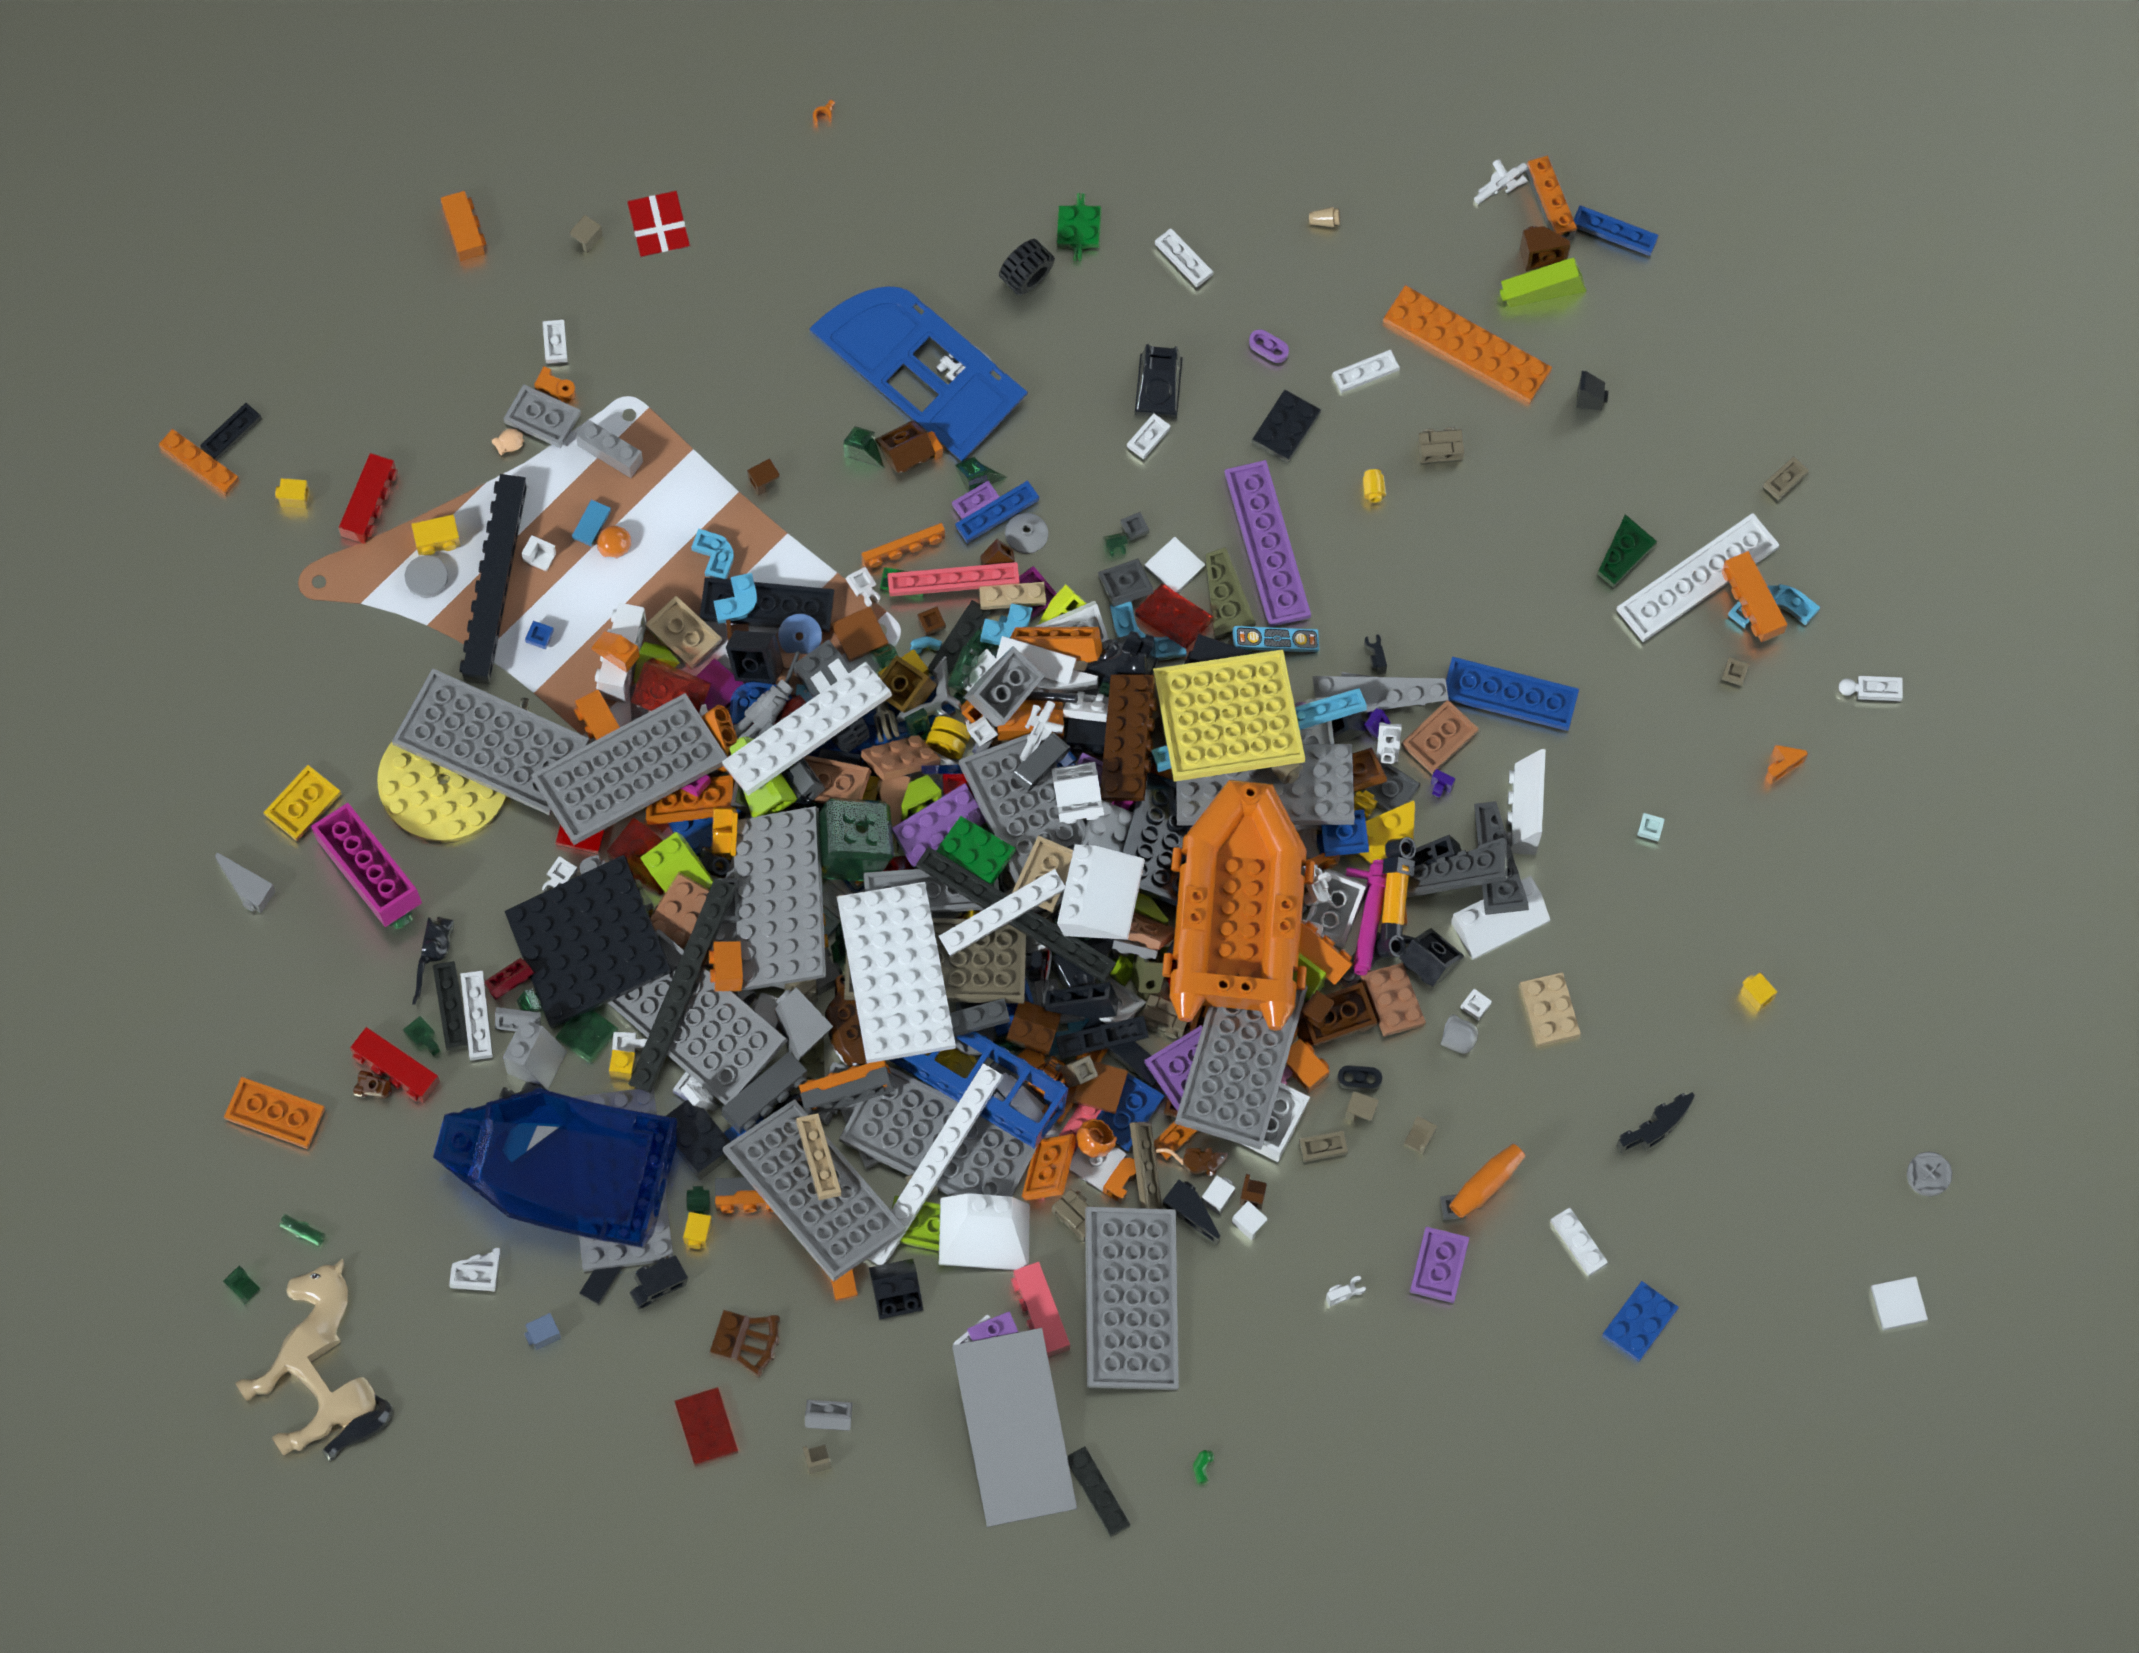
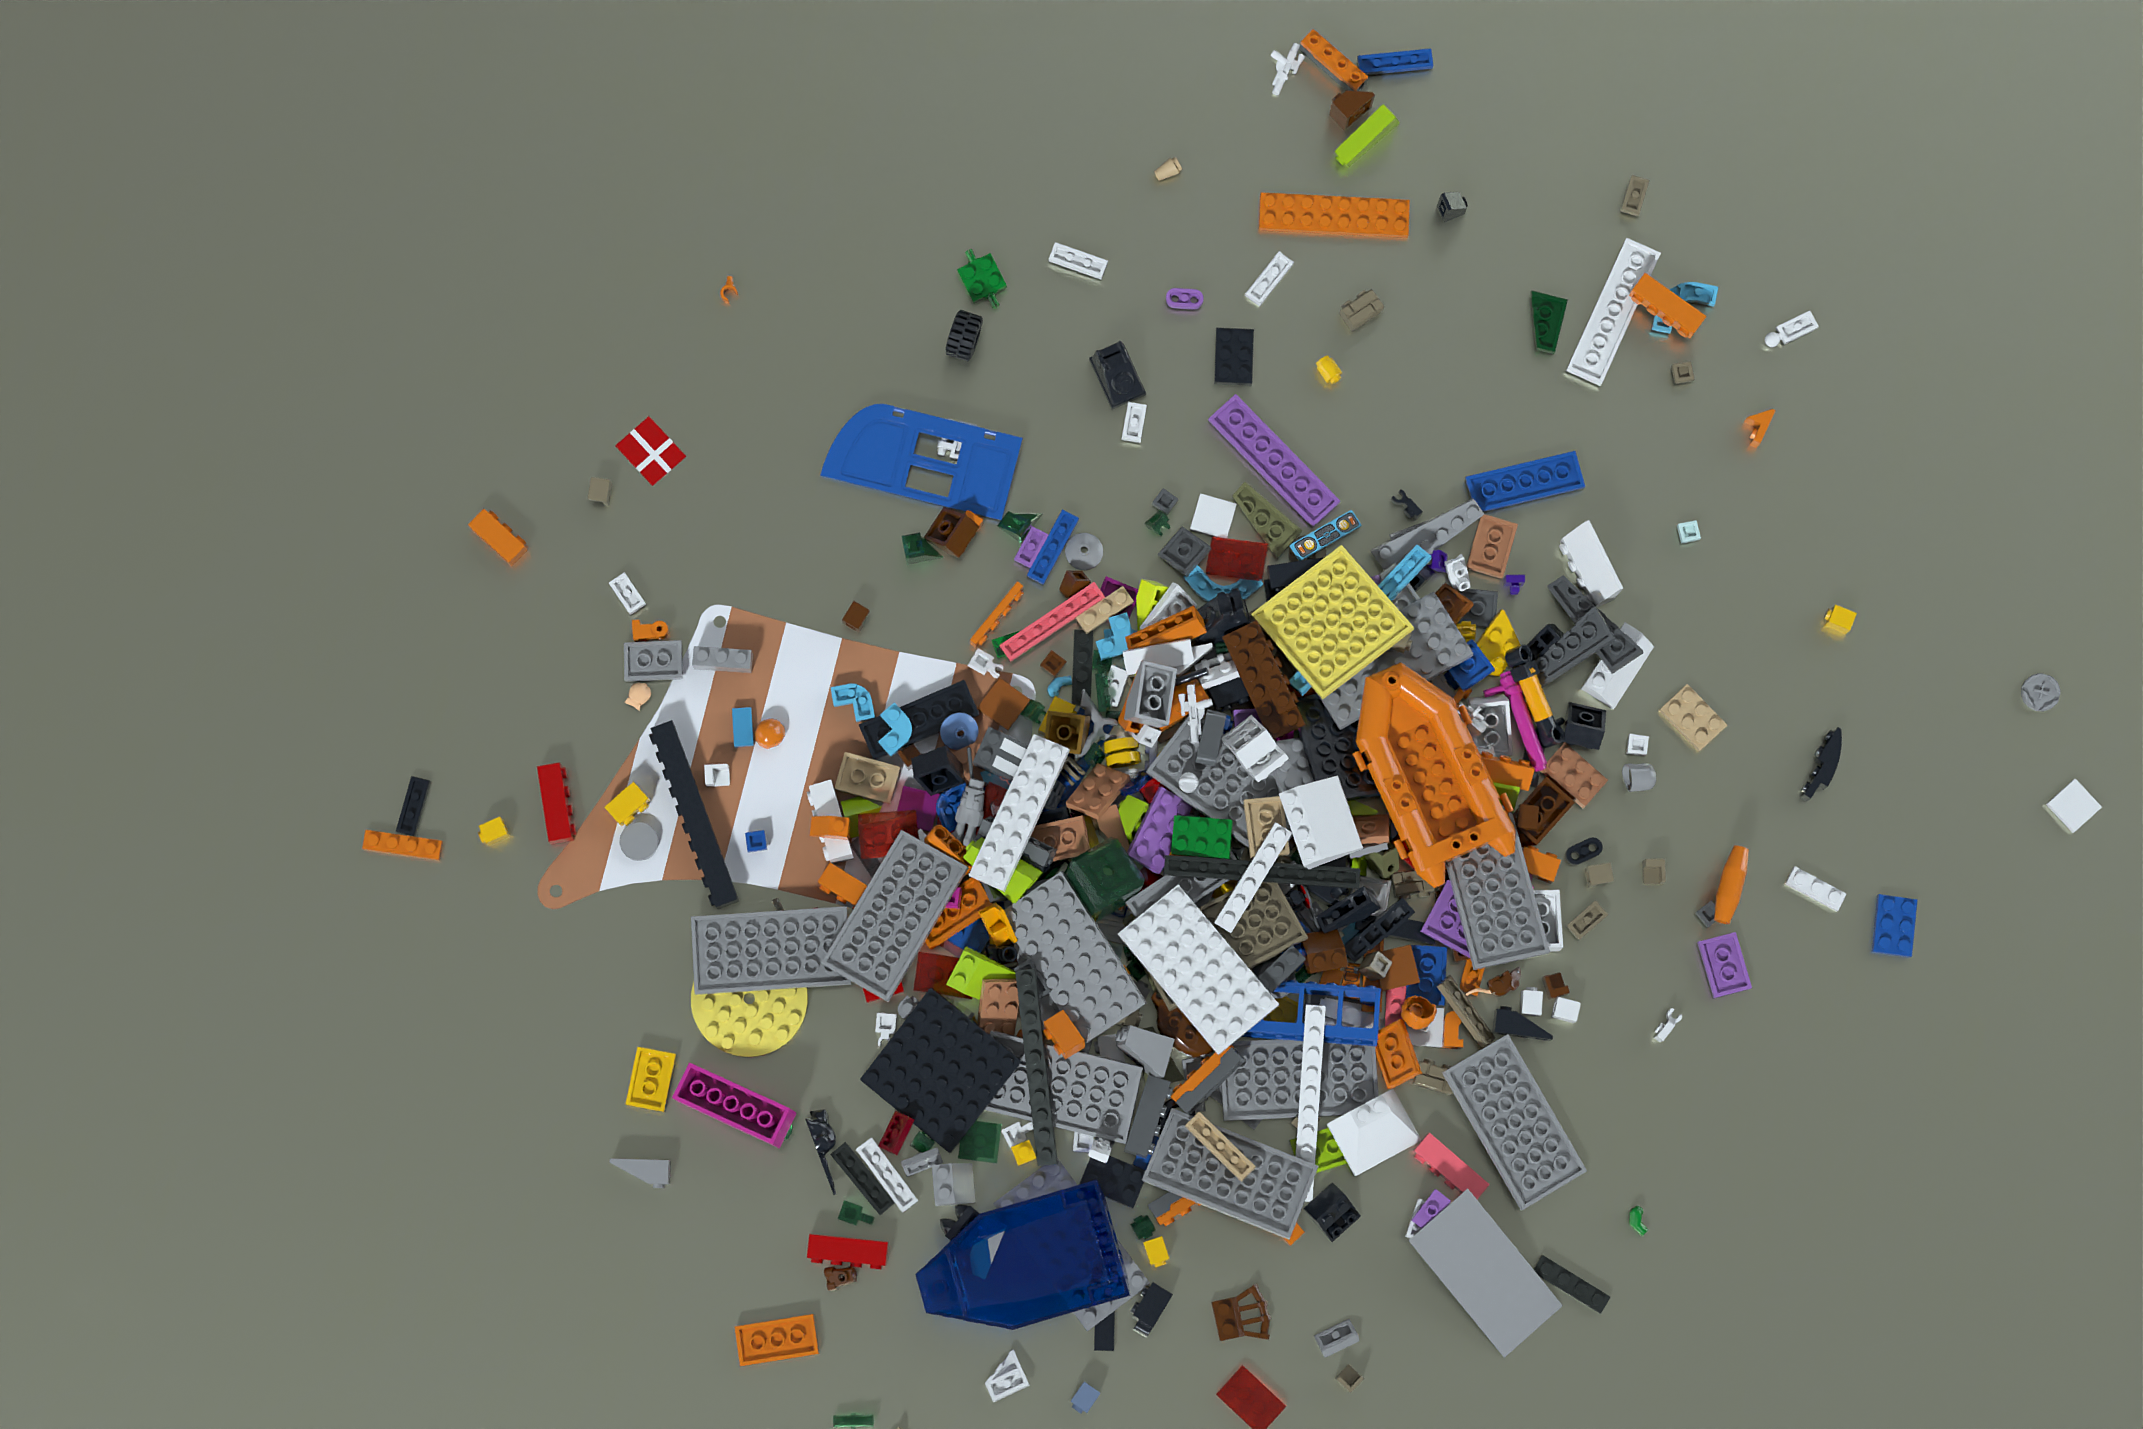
camera: 30 degrees left, 10 degrees up
(993, 791) = (1188, 782): none -> white tile

